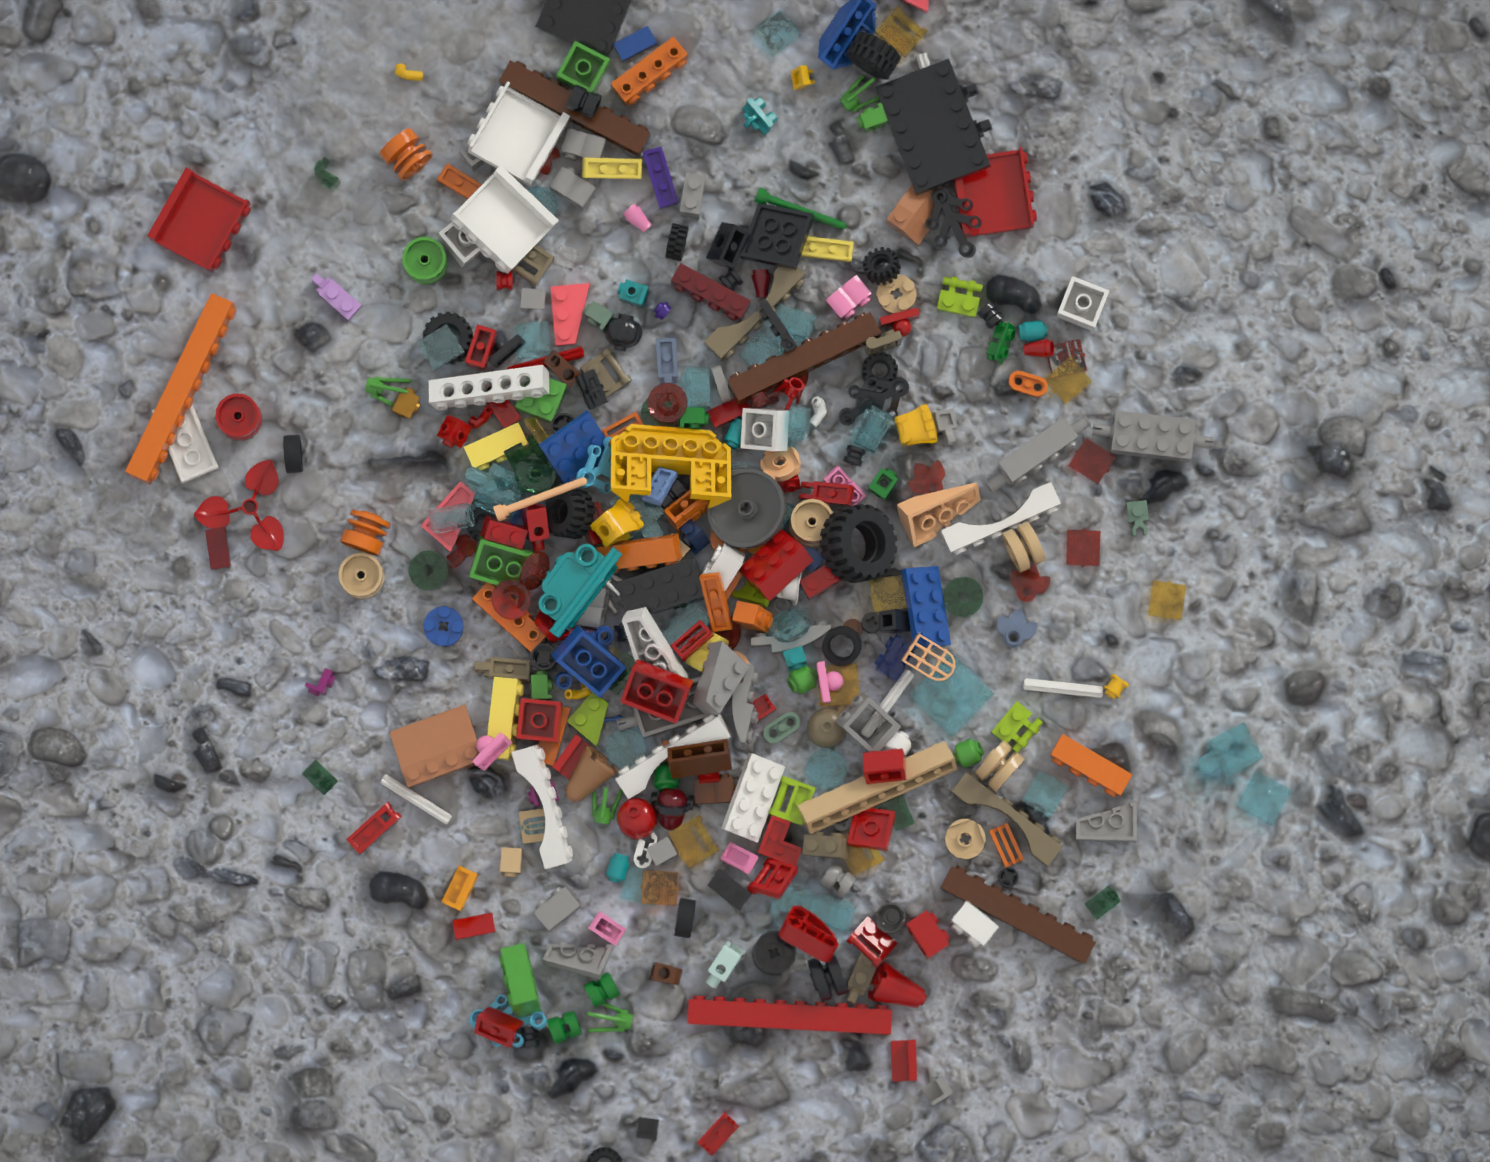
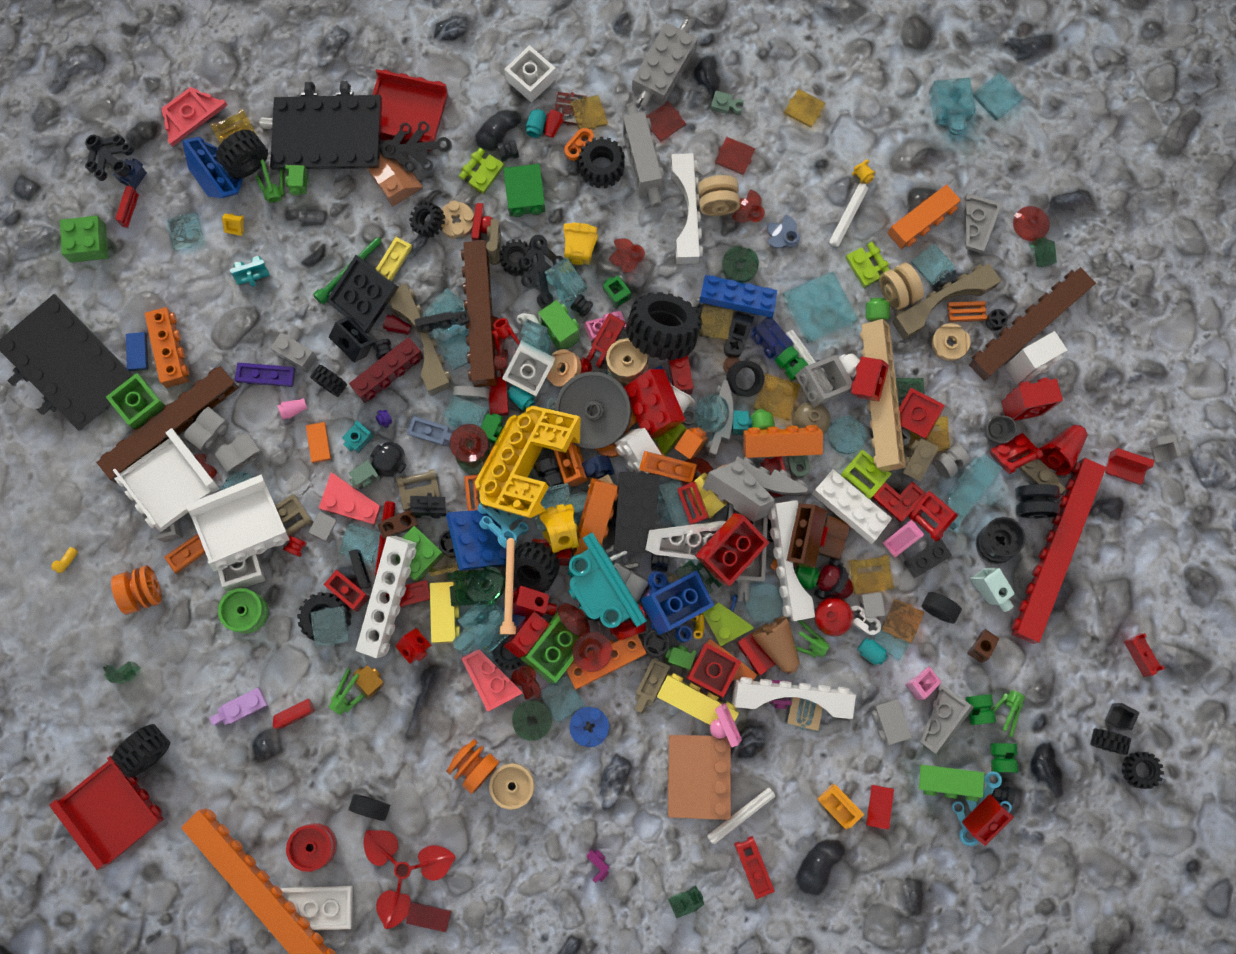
camera: 75 degrees left, 5 degrees down
(264, 227) = (141, 750): none -> black tyre
(349, 347) = (293, 714): none -> red slope
(451, 518) = (493, 678): clear light blue brick -> none
(459, 590) = (561, 698): none -> clear light blue piece
(482, 419) = (412, 615): red arm -> none
(511, 861) = (832, 748): tan brick -> none
(583, 101) = (164, 409): black wheel -> none
(612, 168) = (236, 412): light yellow tile -> none
(614, 258) = (318, 442): none -> orange tile
(618, 1122) = (1110, 741): none -> black tyre
(660, 485) = (540, 472): medium blue plate -> none
(787, 704) = (782, 442): none -> orange brick
(808, 934) = (999, 500): red beam -> none
(820, 442) = (561, 328): none -> bright green brick
(831, 681) = (774, 401): bright pink tile -> none
(848, 298) = (442, 257): bright pink brick -> none
(880, 680) = (788, 357): none -> green wheel
(922, 660) = (785, 314): light nougat window -> none
(930, 512) = (656, 262): light nougat wedge -> none
(946, 423) = (587, 218): light grey plate -> none
(953, 349) = (524, 190): none -> green brick
(1004, 334) = (528, 147): green hinge -> none
(1018, 398) = (601, 149): none -> black tyre
(1122, 883) = (1026, 228): none -> clear red dish

